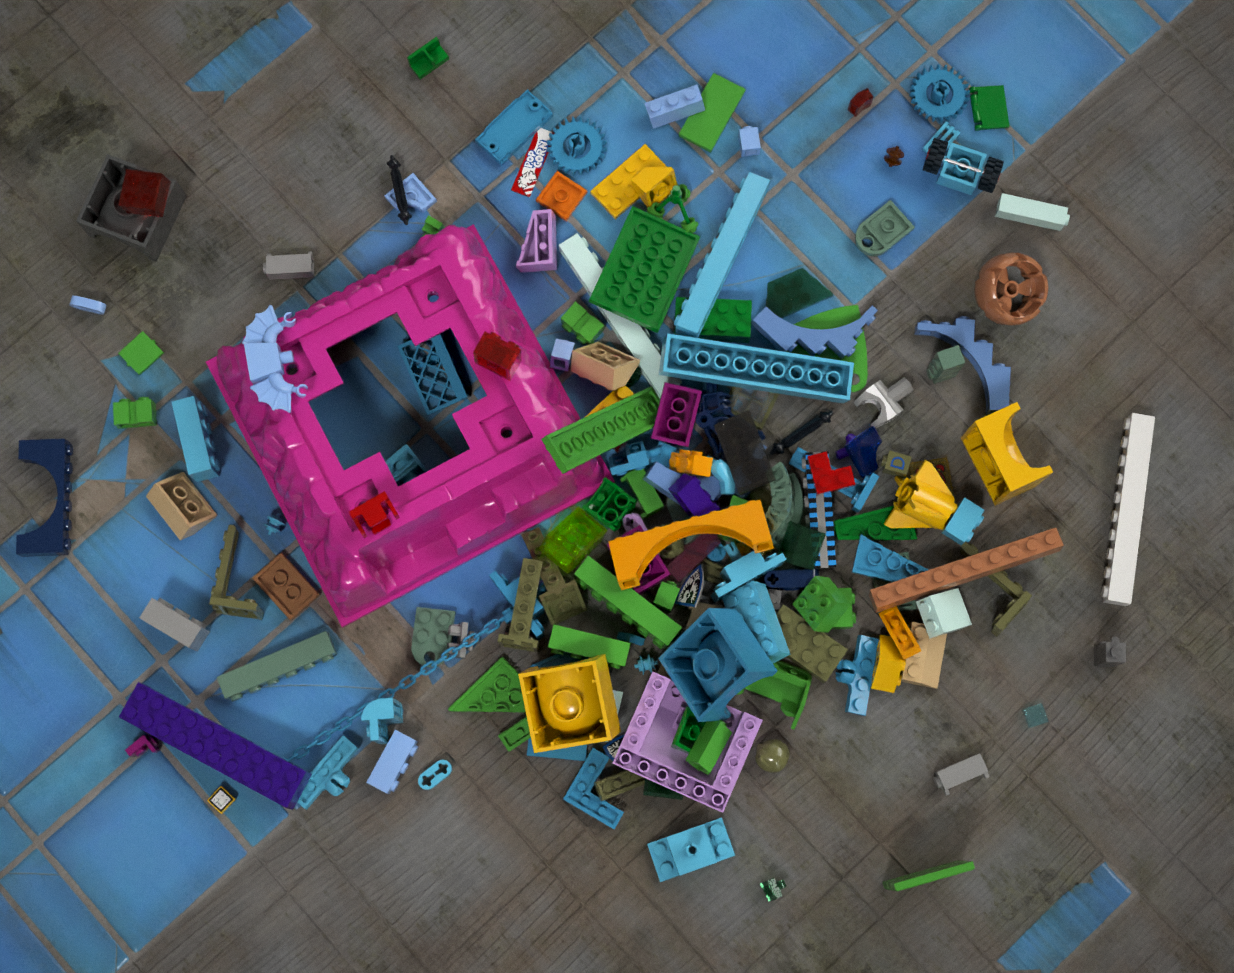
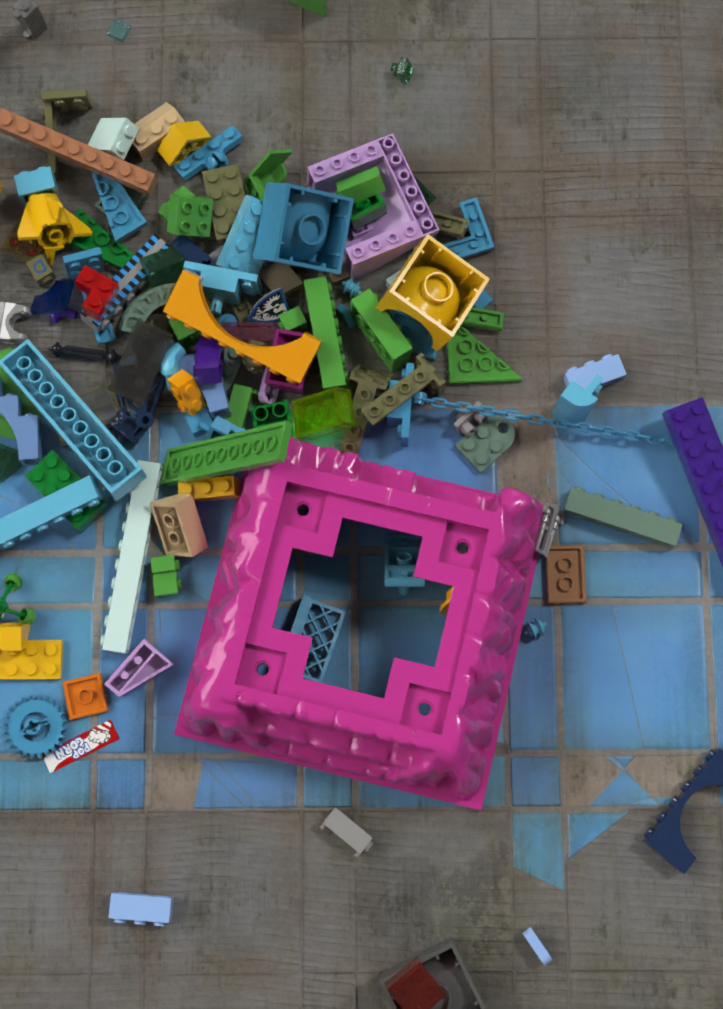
camera: 135 degrees left, 0 degrees up
(134, 414) = (572, 816): bright green brick -> none
(141, 353) = (526, 866): bright green piece -> none
(175, 623) = (675, 613): light grey brick -> none
(181, 505) = (595, 706): tan slope -> none
(196, 439) = (542, 747): medium azure brick -> none
(227, 604) = (621, 591): olive bracket -> none
(266, 360) = (440, 722): light blue torso -> none
(326, 613) = (550, 529): none -> light grey piece
(329, 773) = (647, 407): medium azure plate -> none
(373, 514) = (461, 519): red panel -> none
(389, 95) = (141, 908): none -> light blue brick
(399, 190) = (206, 815): black wheel -> none
(416, 194) = (199, 806): light blue tile -> none
(427, 58) = (82, 912): green panel -> none
(432, 226) = (209, 758): bright green piece -> none
(432, 771) = (571, 346): medium azure beam -> none
(497, 355) = (257, 559): clear red brick -> none
(514, 127) = (68, 788): dark azure piece -> none
(561, 355) = (202, 565): light blue brick -> none
(644, 269) = (79, 573): green plate -> none
(676, 414) = (160, 438): magenta slope -> none
(691, 849) = (436, 141): medium azure brick -> none
(772, 755) = (320, 150): olive hair -> none
(899, 632) = (156, 147): light orange plate -> none
(960, 772) = (205, 35): light grey brick -> none

